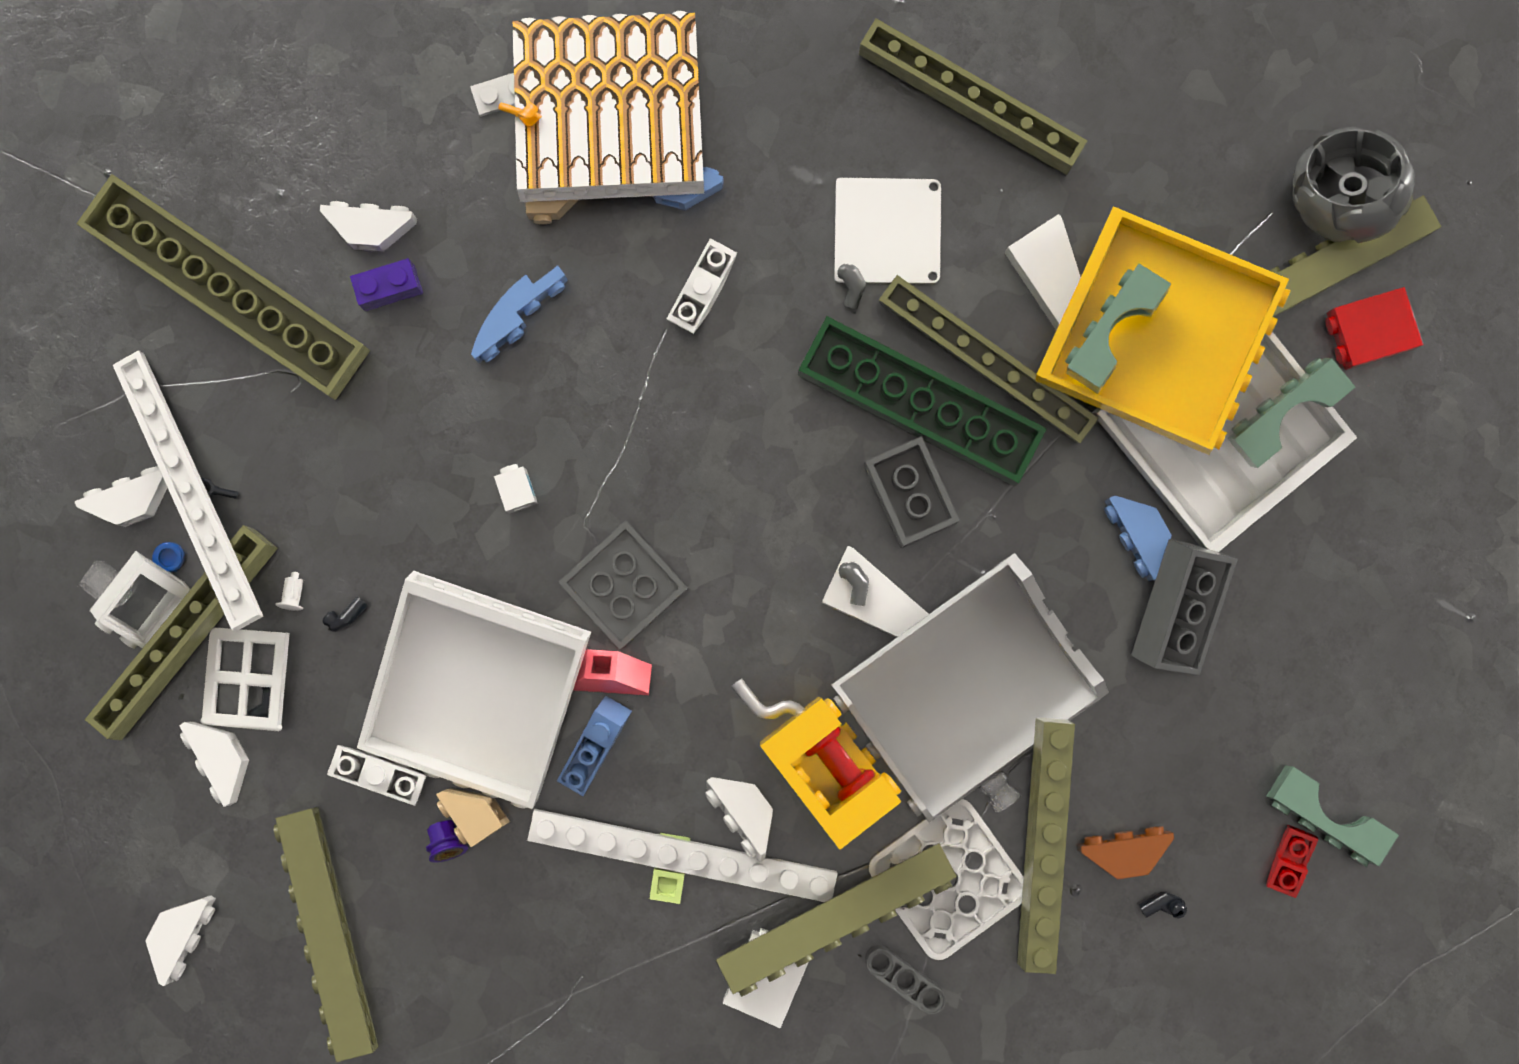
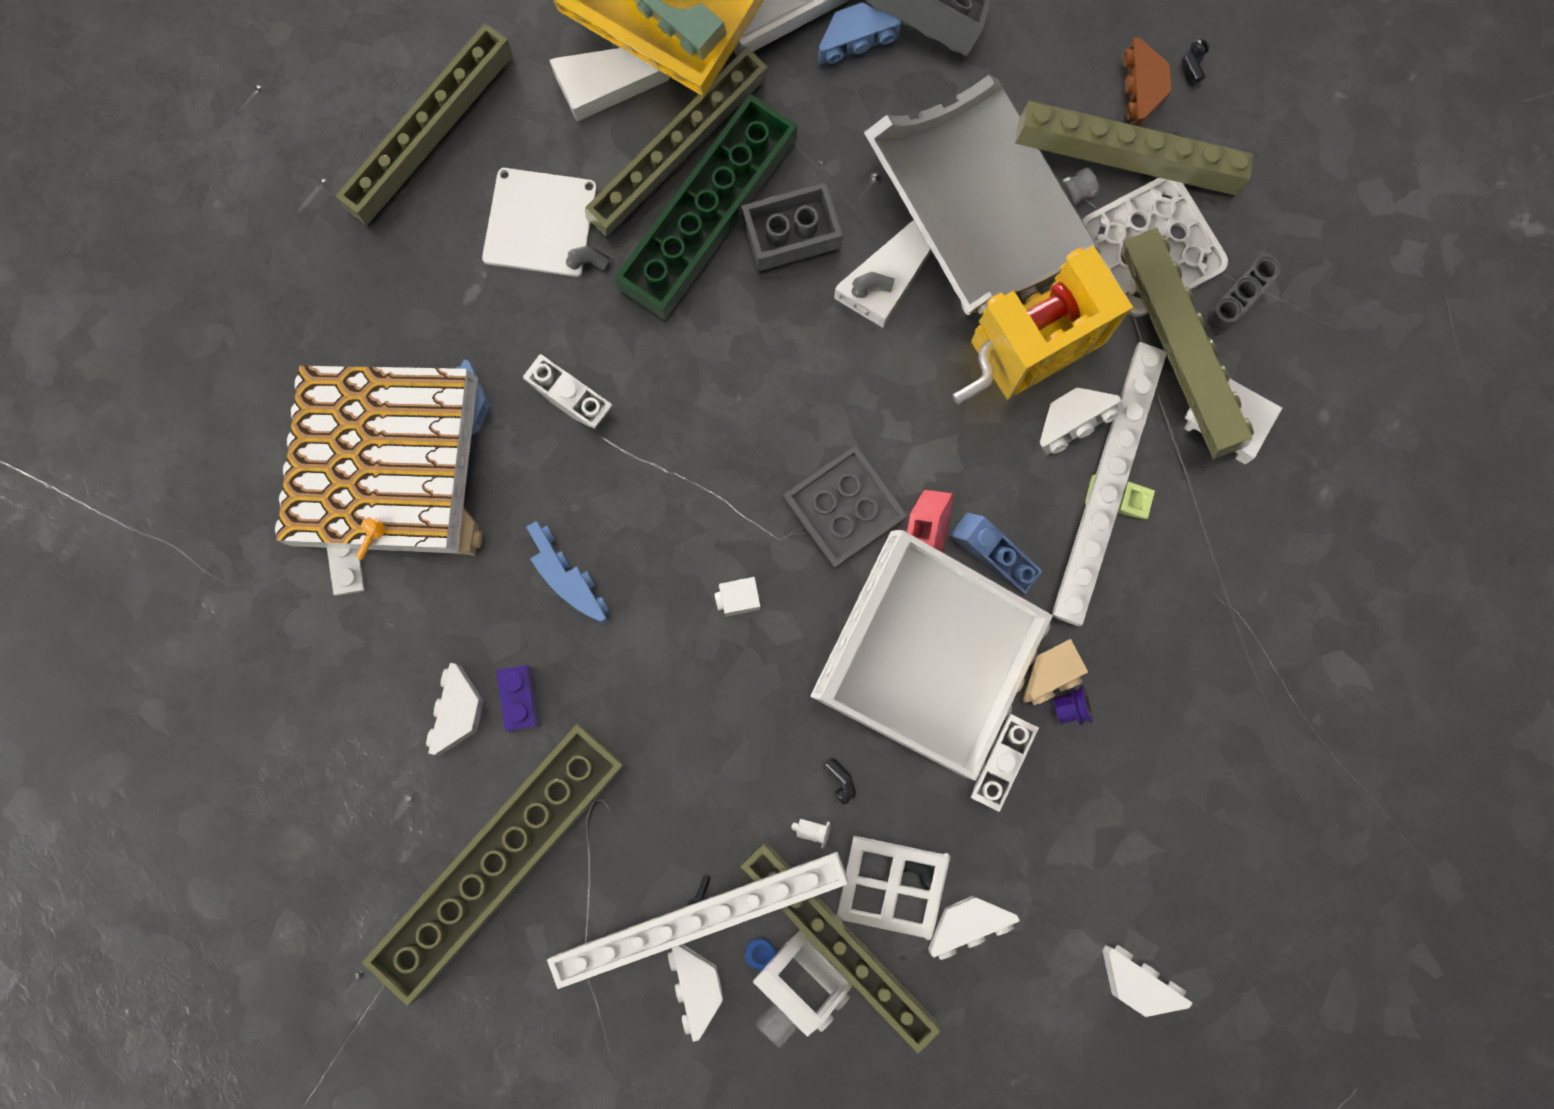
camera: 85 degrees left, 5 degrees down
(326, 934) = (1153, 834): olive brick -> none

